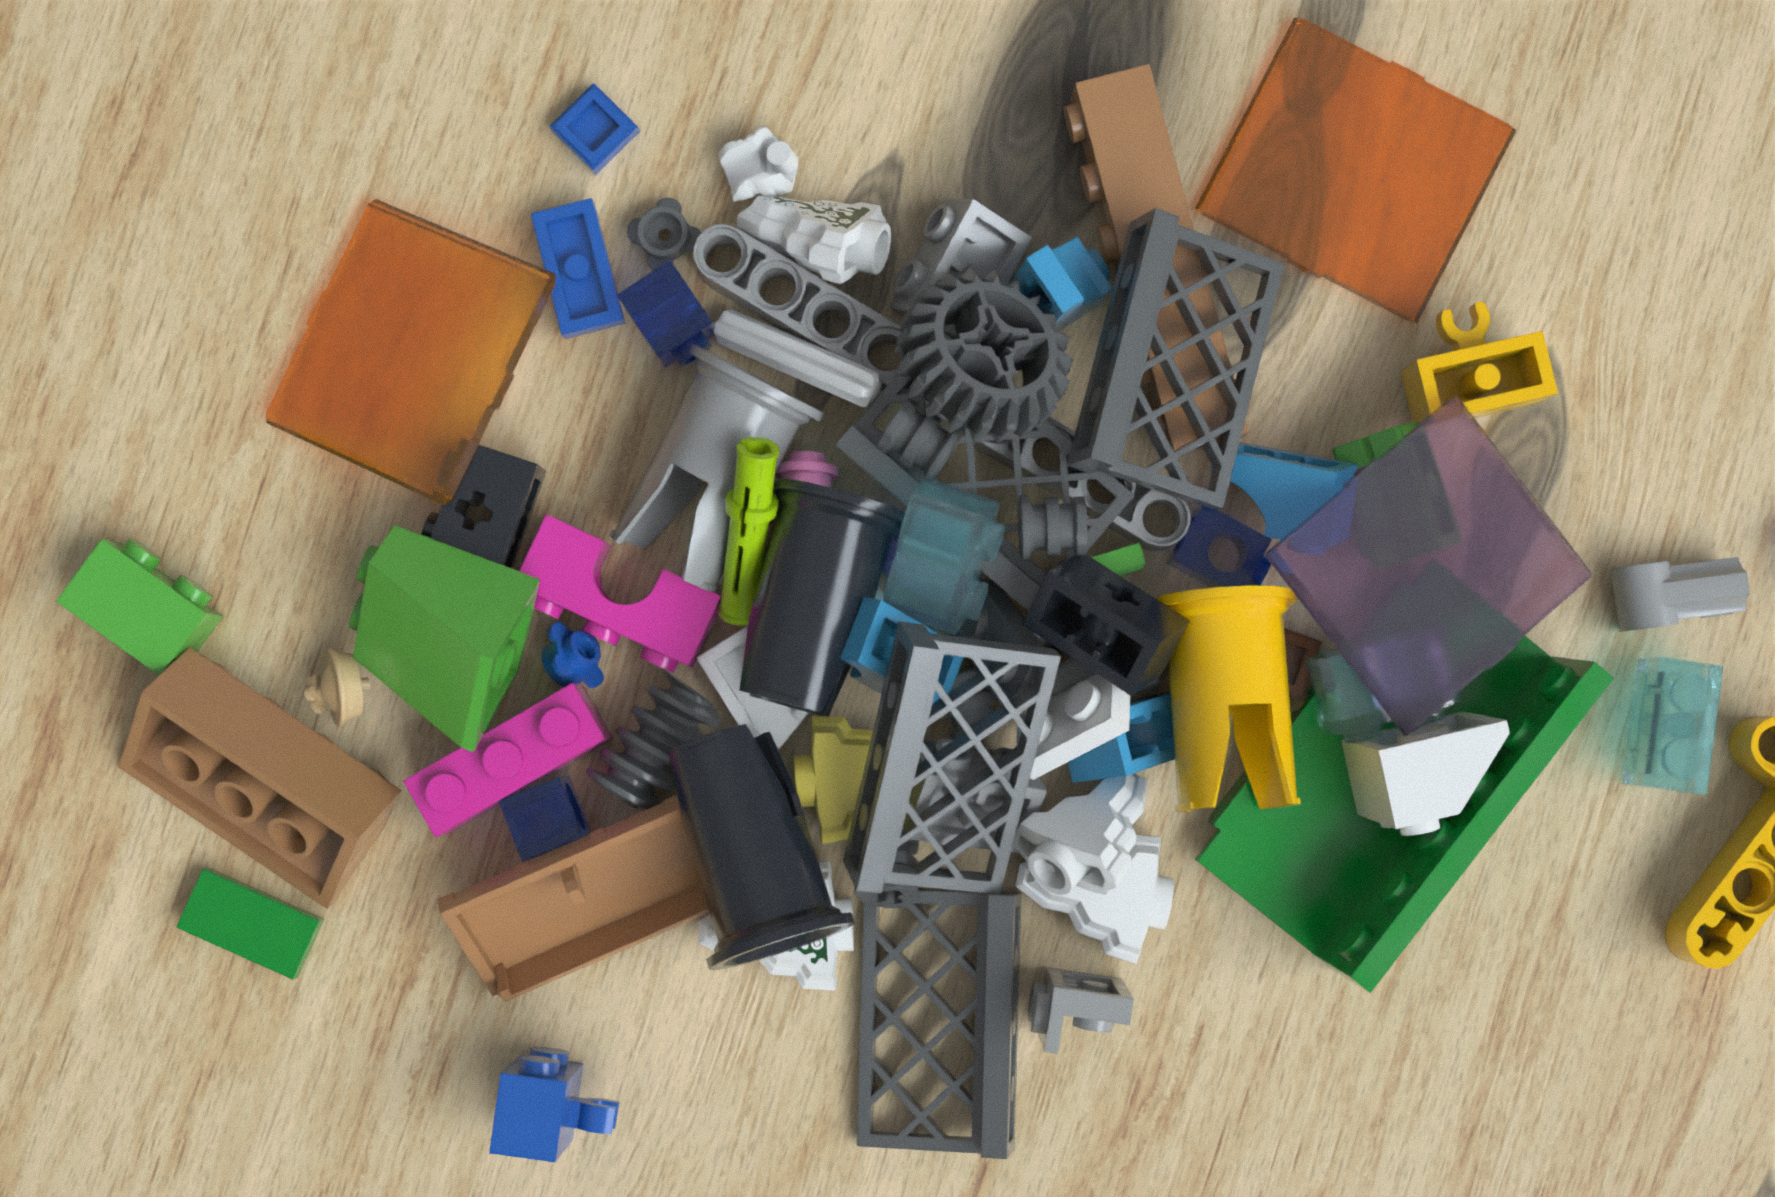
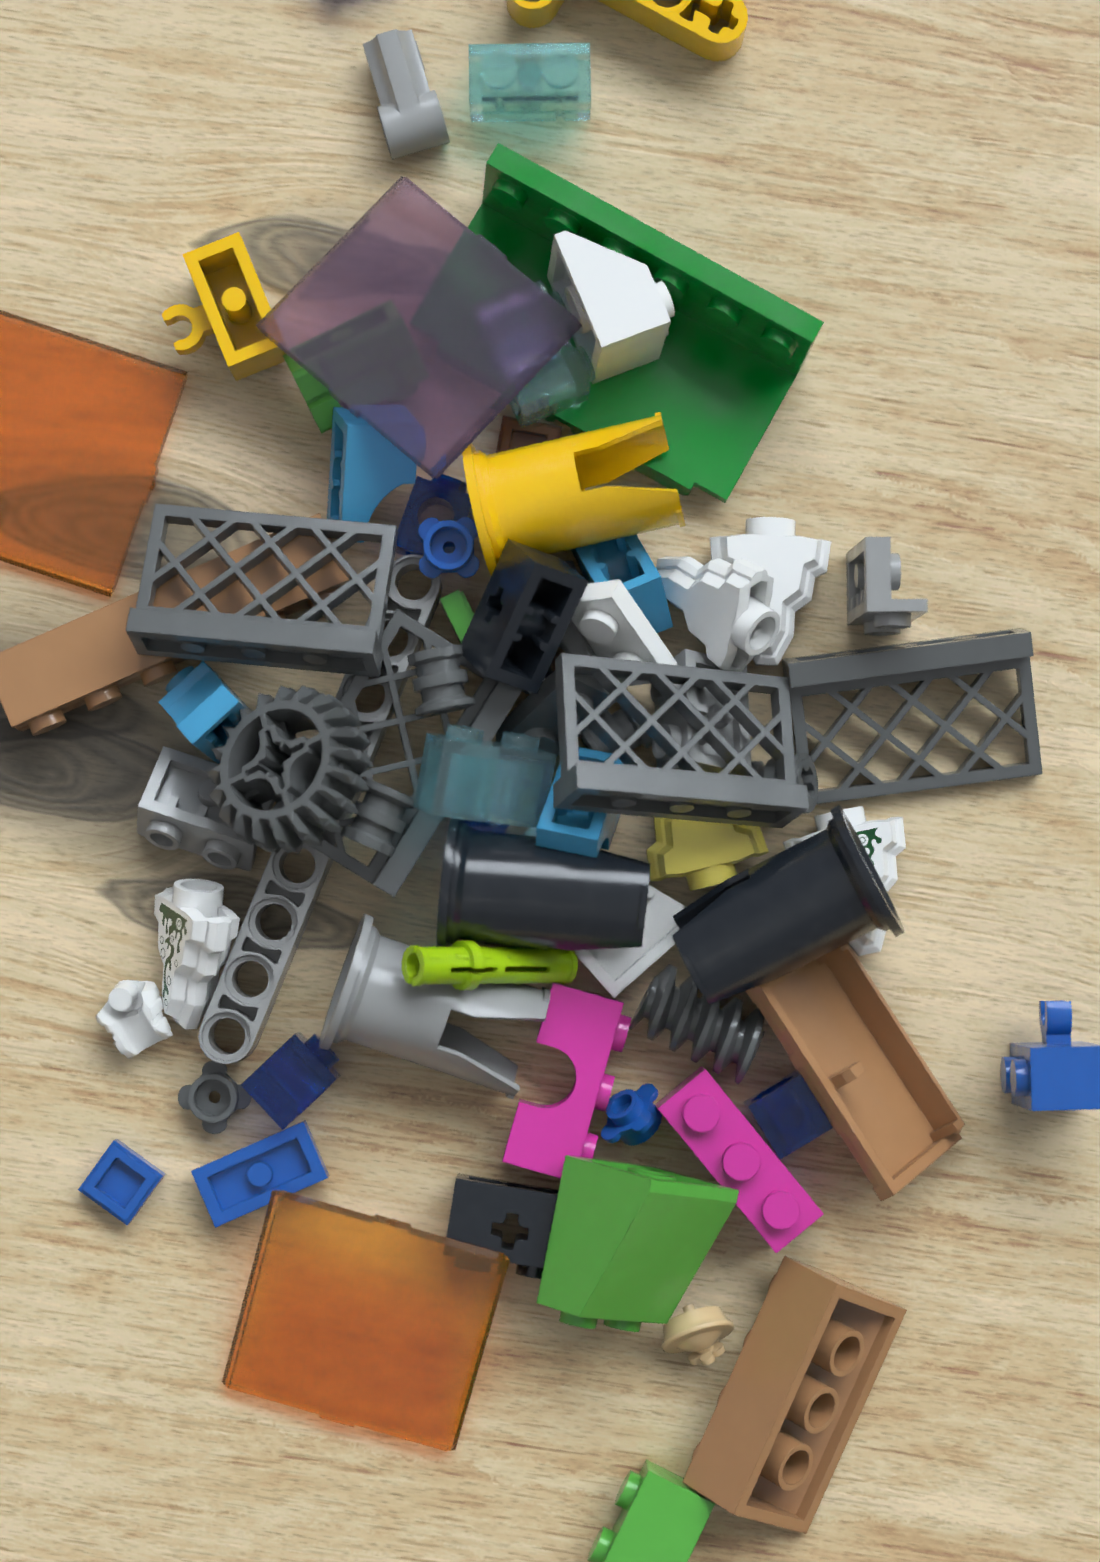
camera: 100 degrees left, 0 degrees up
(250, 923) = (932, 1380): green tile -> none
(797, 358) = (314, 948): white axle -> none
(808, 467) = (420, 920): bright pink plate -> none
(1178, 545) = (438, 533): none -> blue plate

